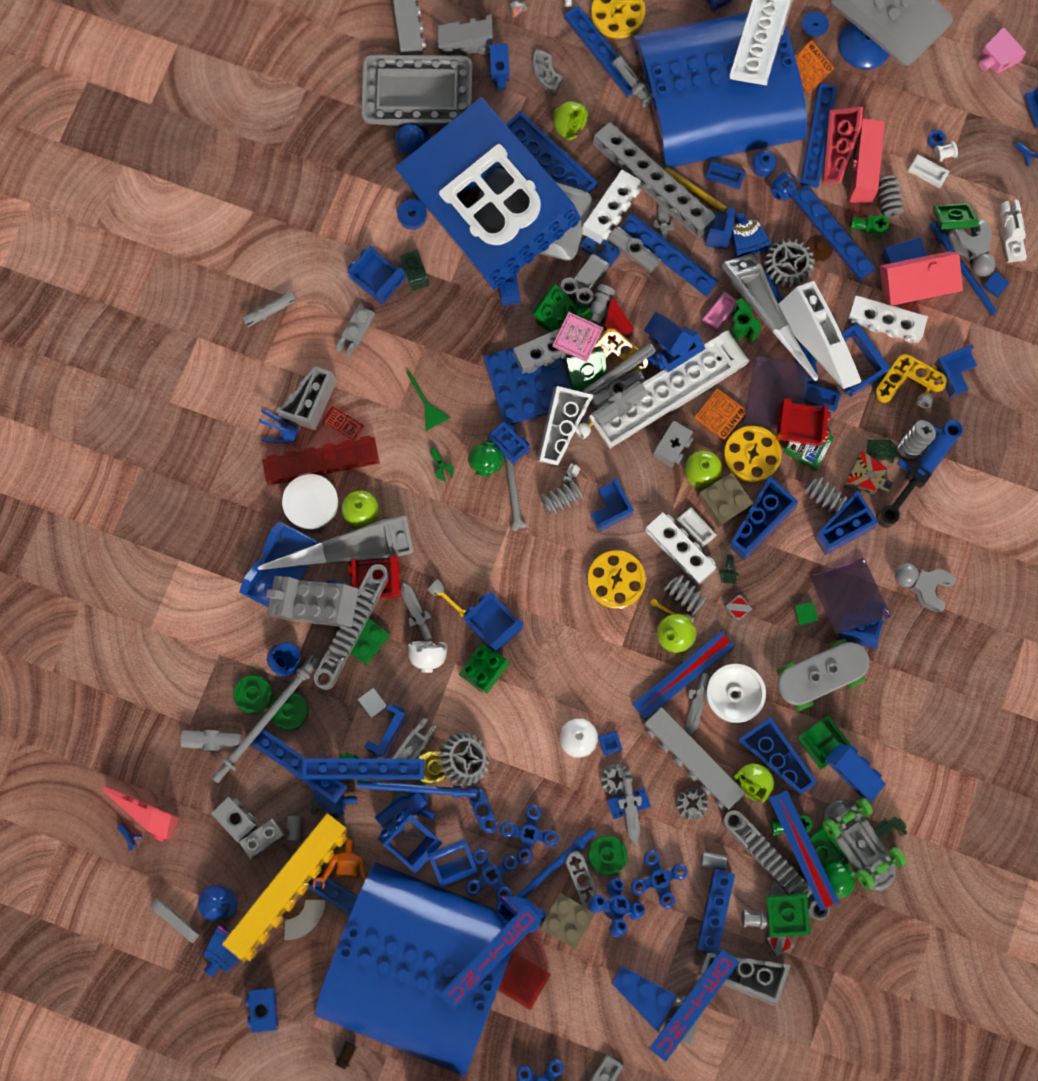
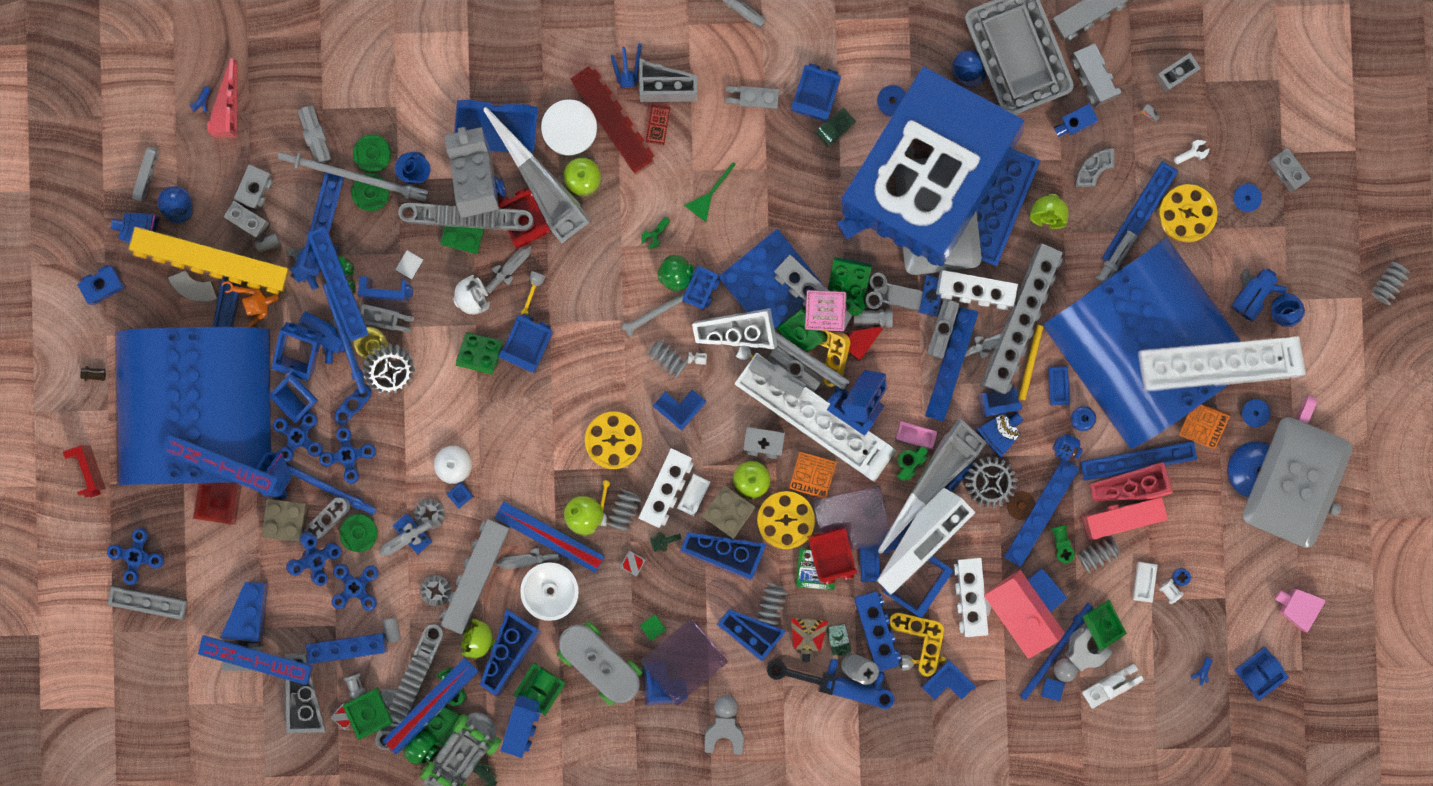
camera: 65 degrees right, 10 degrees up
(857, 415) = (863, 603): none -> blue brick

